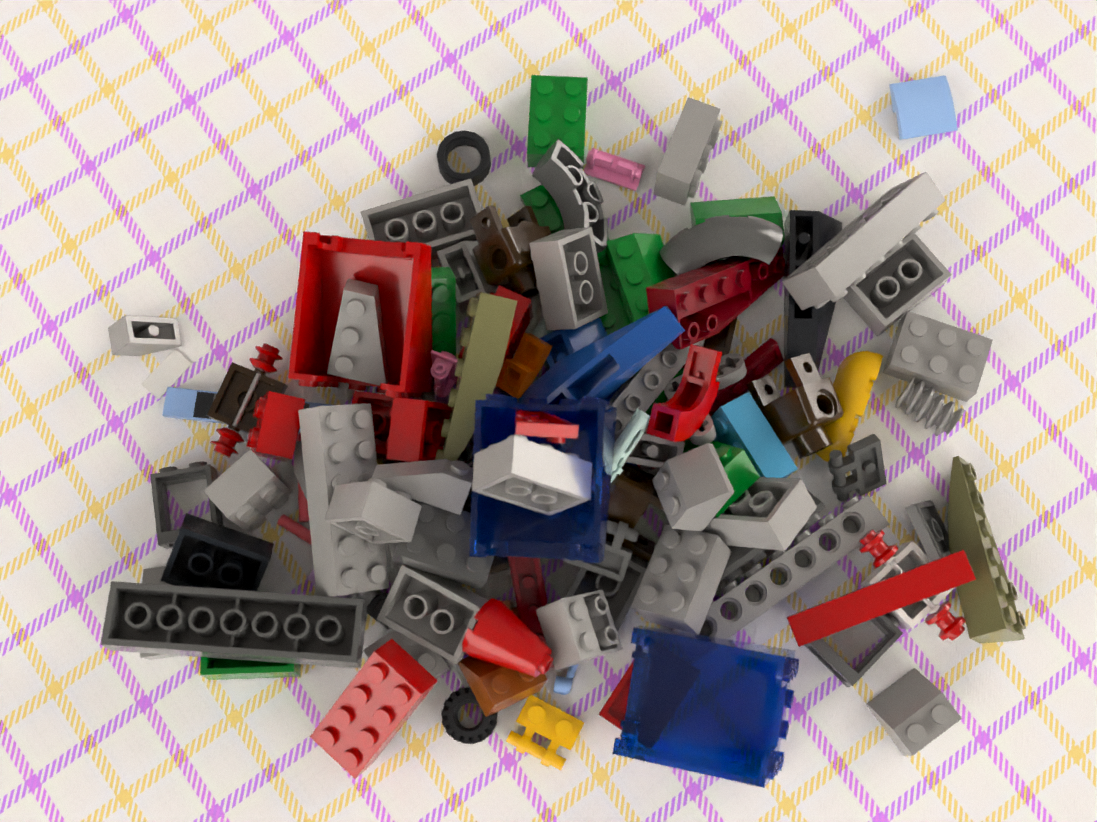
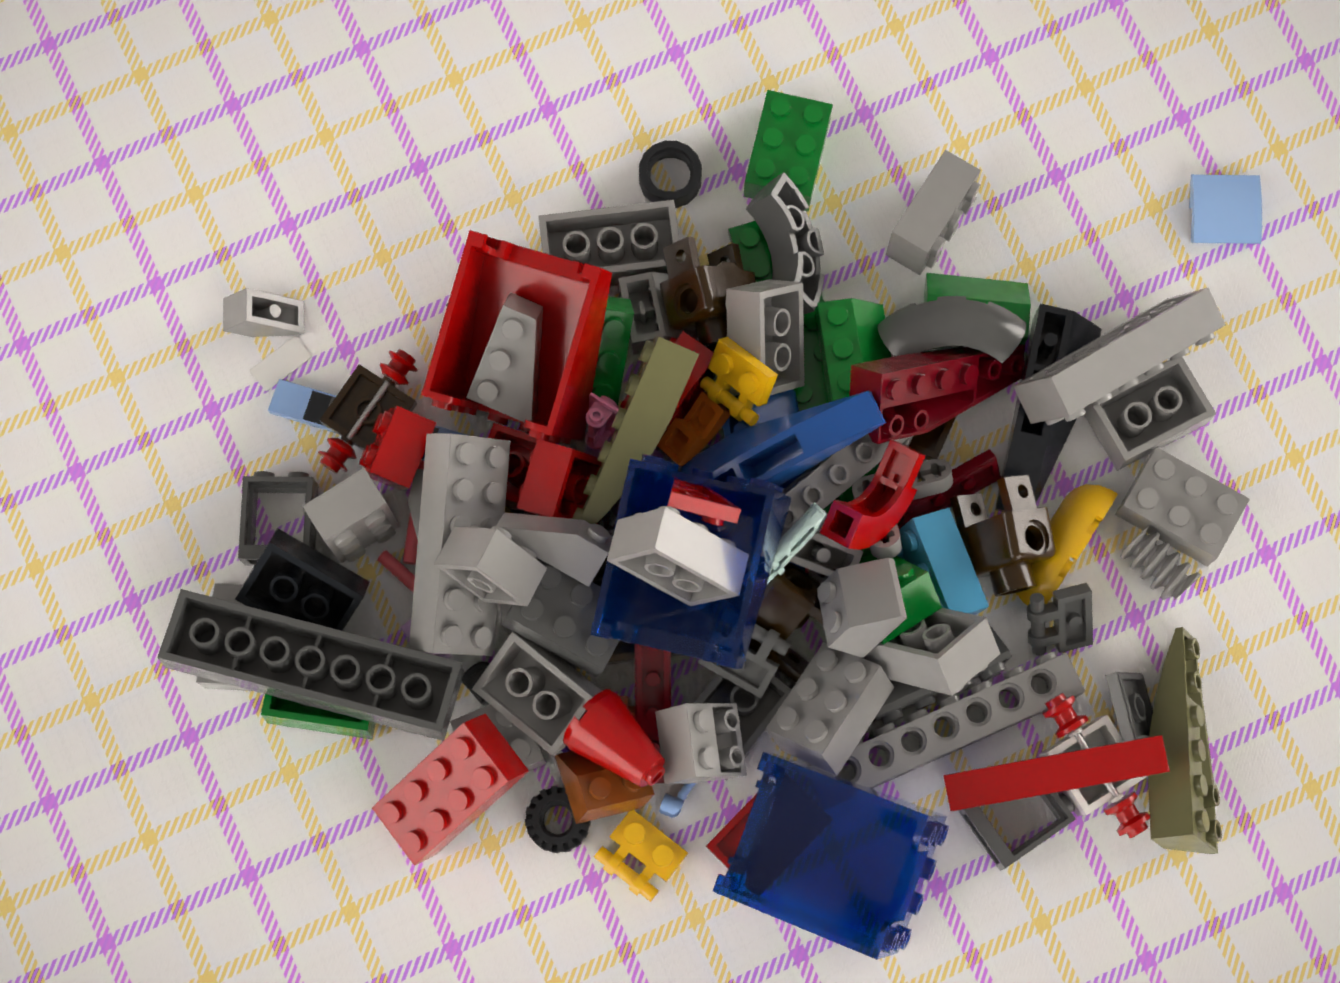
camera: 10 degrees right, 0 degrees up
(557, 311) = (745, 374): none -> yellow plate
(613, 169) = (844, 217): bright pink hinge -> none
(913, 712) = (1070, 912): light grey slope -> none

